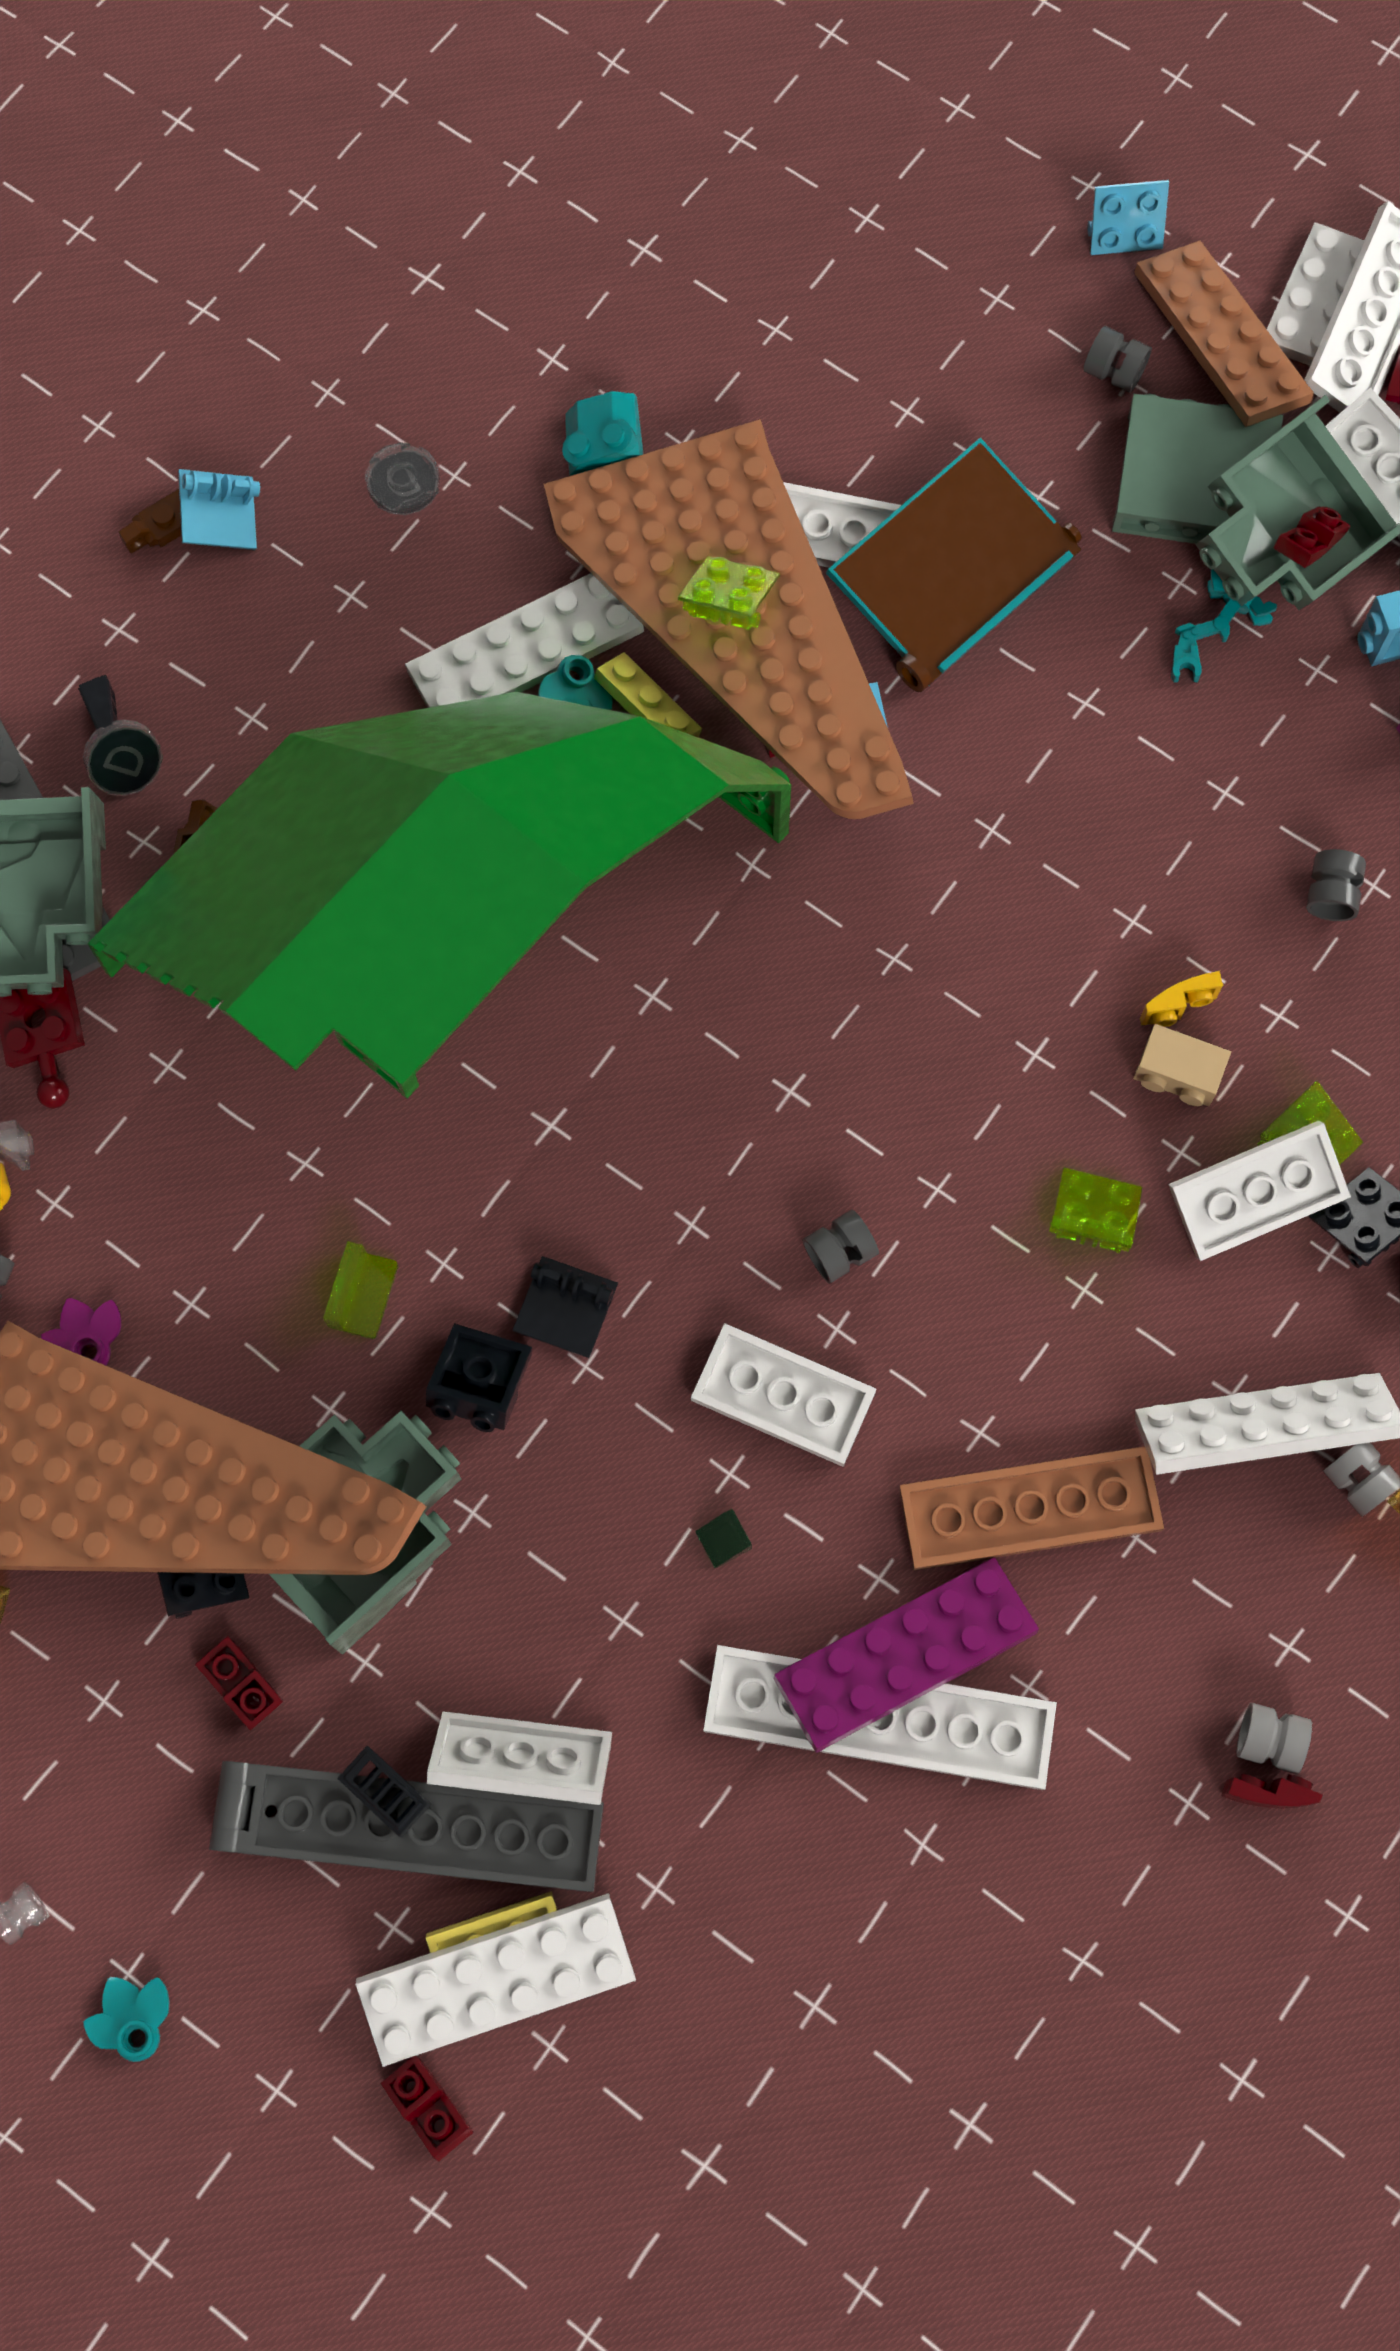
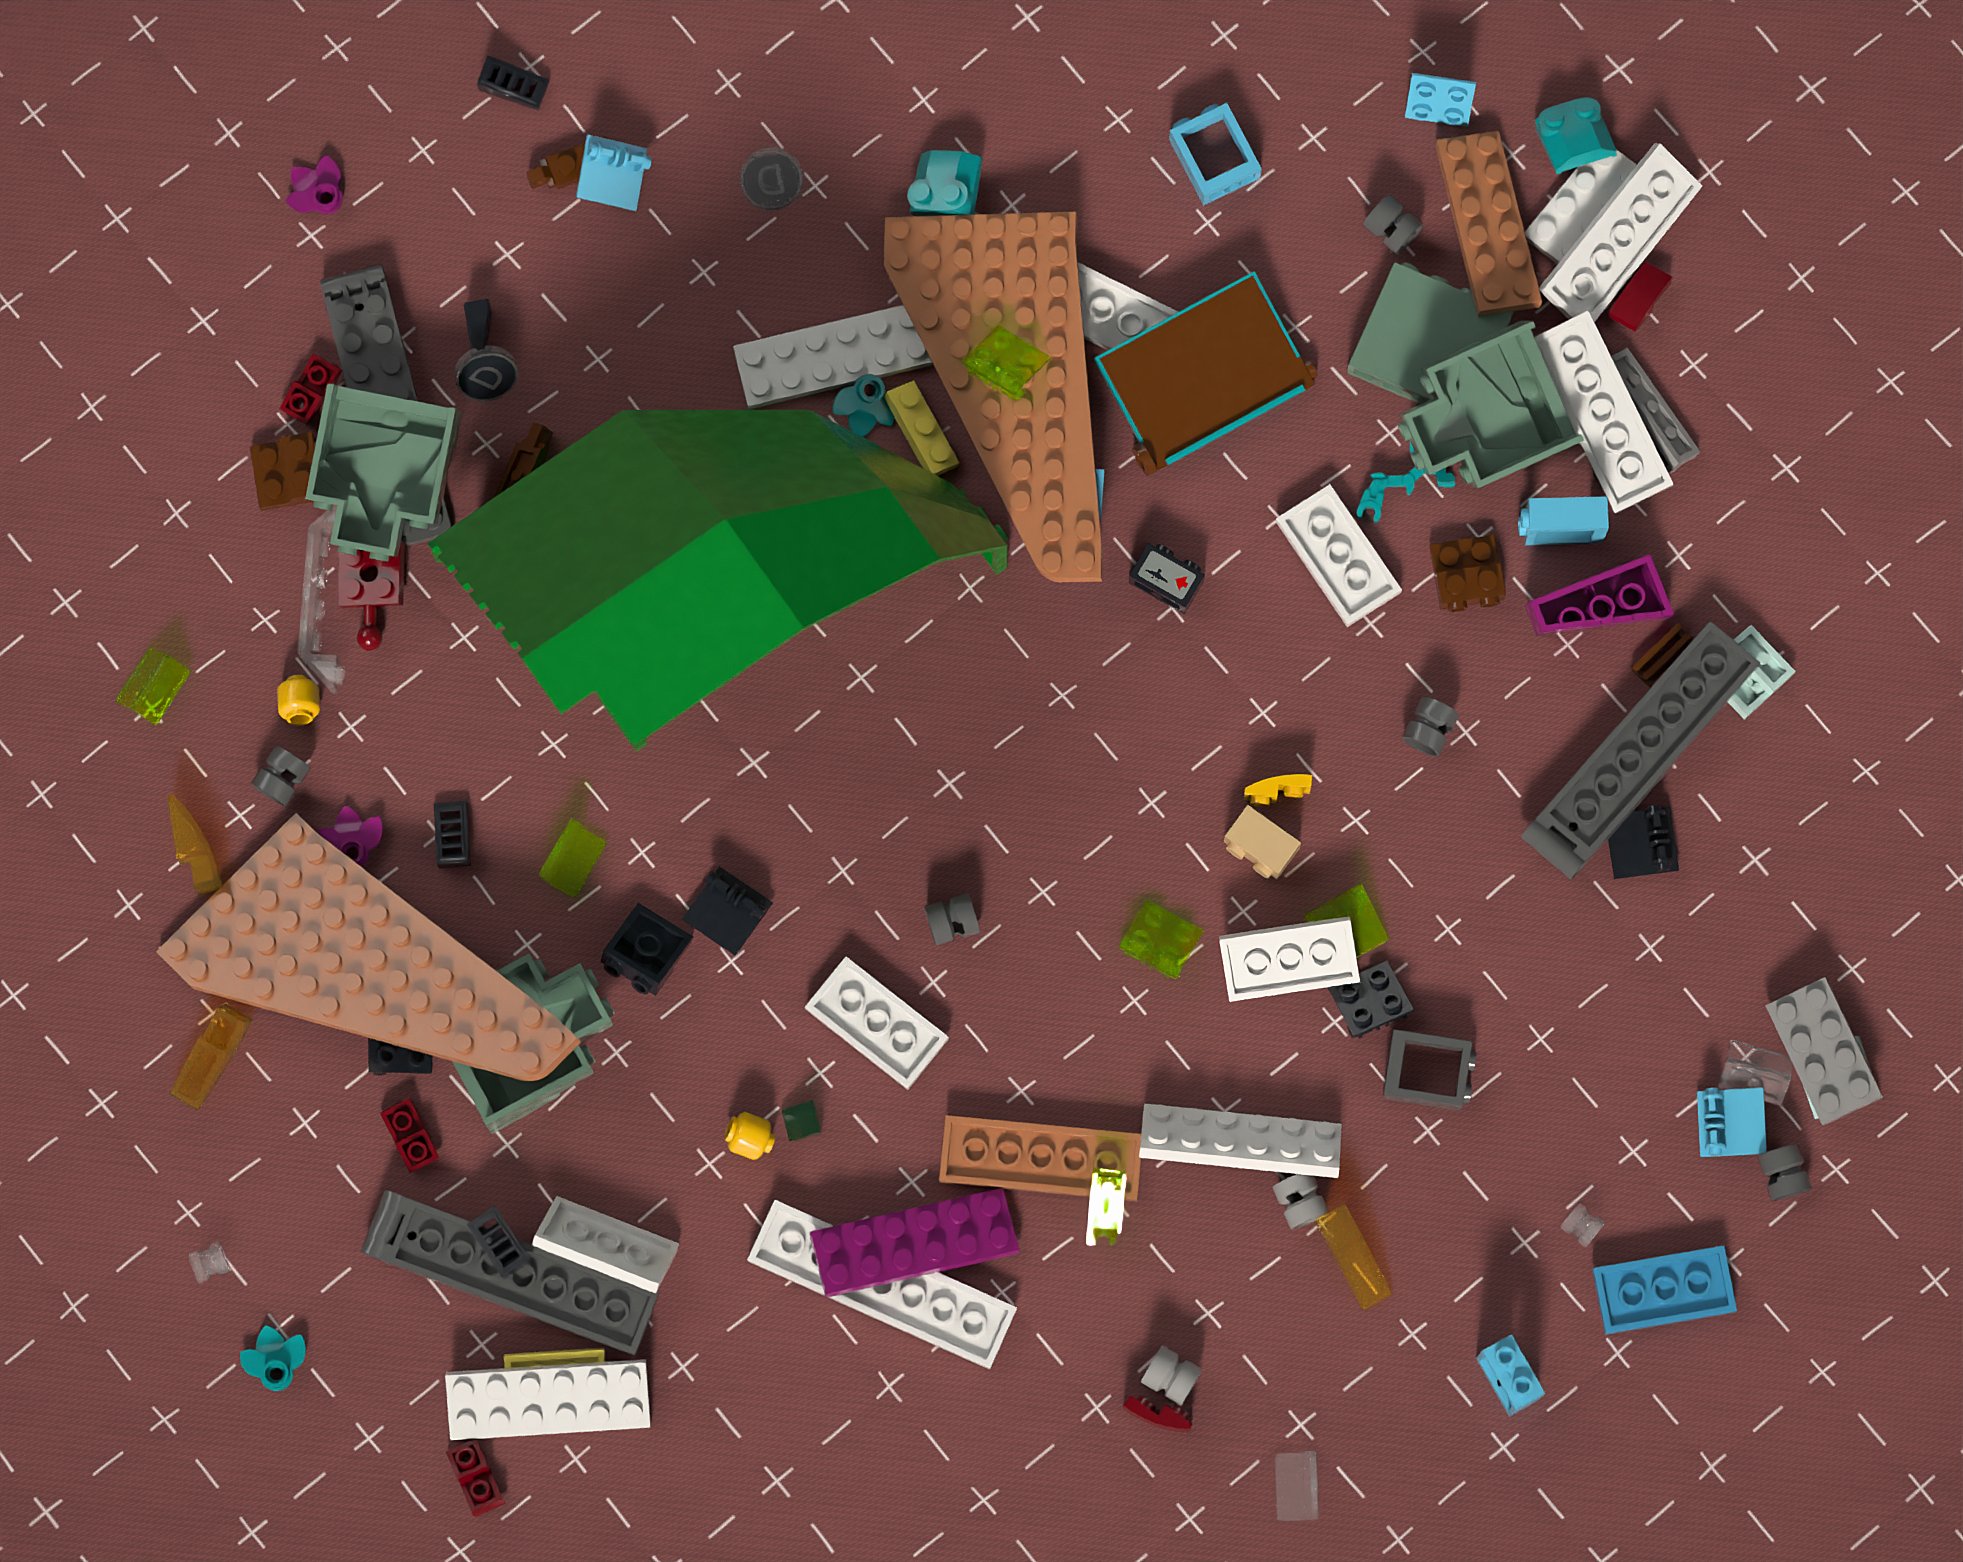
camera: 15 degrees right, 5 degrees up
(66, 432) = (516, 73): none -> black slope
(216, 1329) = (452, 860): none -> black slope
(664, 1573) = (749, 1135): none -> yellow head
(915, 362) = (1228, 181): none -> medium azure window
(979, 795) = (1167, 577): none -> brick
(1128, 1545) = (1106, 1205): none -> hinge
(1167, 724) = (1338, 555): none -> white plate
(1285, 221) = (1574, 134): none -> teal slope
(1313, 536) = (1497, 431): dark red slope -> none
(1320, 709) = (1467, 573): none -> reddish brown plate

